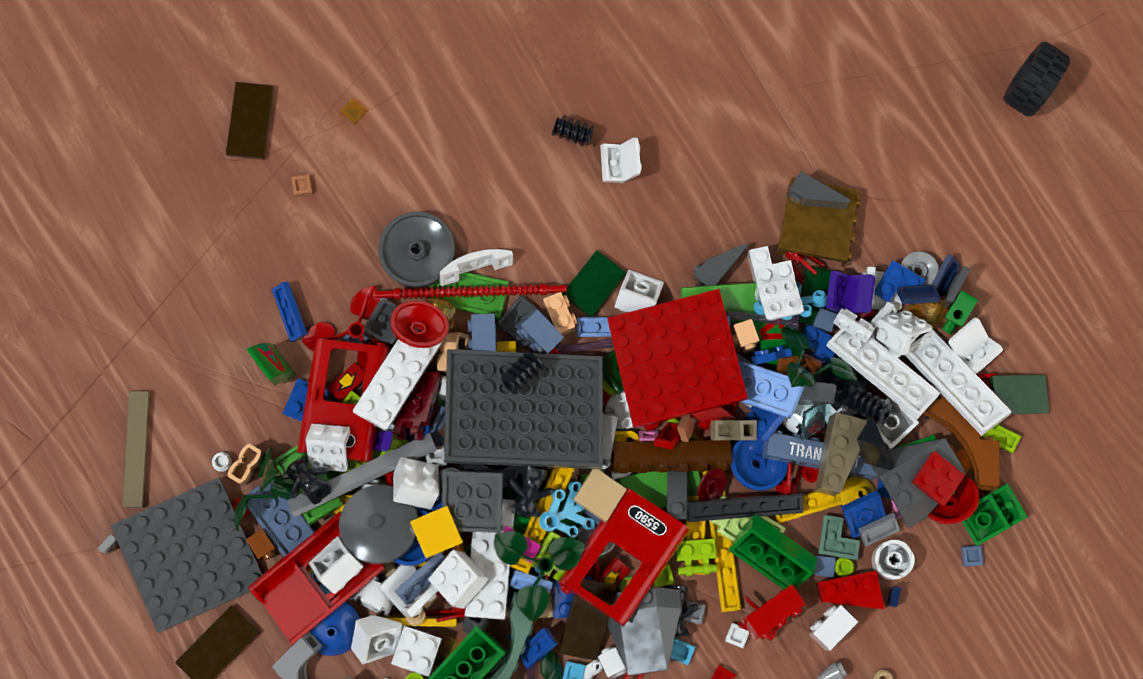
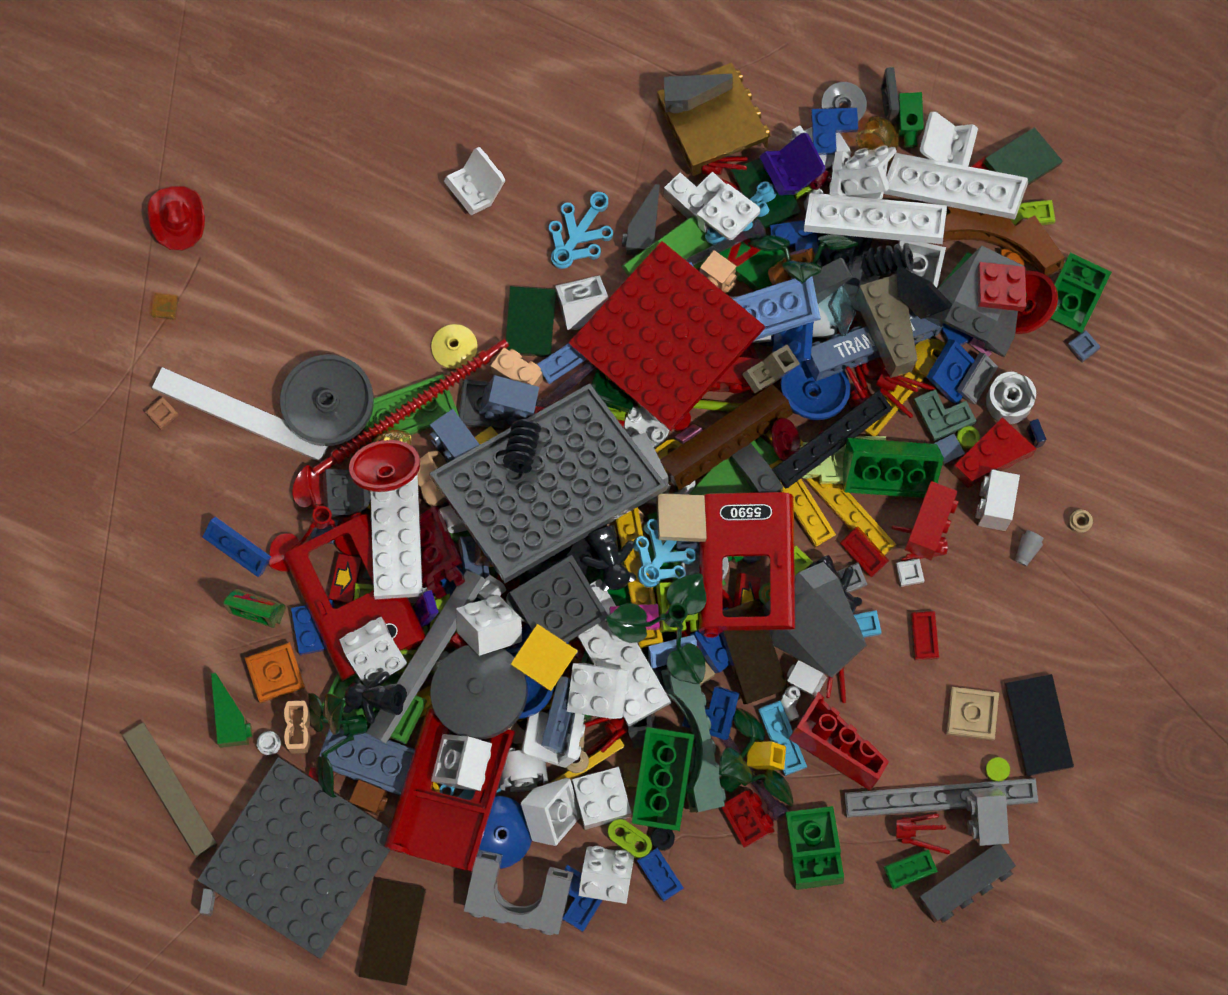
camera: 35 degrees left, 5 degrees down
(206, 428) = (230, 723): none -> green slope
(249, 120) = (62, 383): dark brown tile -> none
(257, 416) = (274, 672): none -> orange plate
(350, 215) = (234, 412): none -> white tile
(401, 53) = (176, 217): none -> red hat
(475, 260) = (413, 358): white slope -> none
(530, 276) = (454, 356): none -> light yellow dish
(573, 130) = (406, 183): black piece -> none
(668, 436) = (710, 417): red tile -> none
(669, 243) = (579, 233): none -> medium azure plant
(685, 428) = (721, 399): nougat tile -> none
(696, 550) = (812, 514): lime plate -> none
(715, 600) = (864, 551): none -> red tile
(765, 356) = (752, 276): blue plate -> none
(810, 493) = (887, 384): none -> red plant
(824, 320) = (785, 209): sand blue tile -> none
(846, 321) = (808, 195): white hinge -> none
(918, 294) = (860, 124): dark blue tile -> none
(946, 274) = (872, 92): dark blue tile -> none

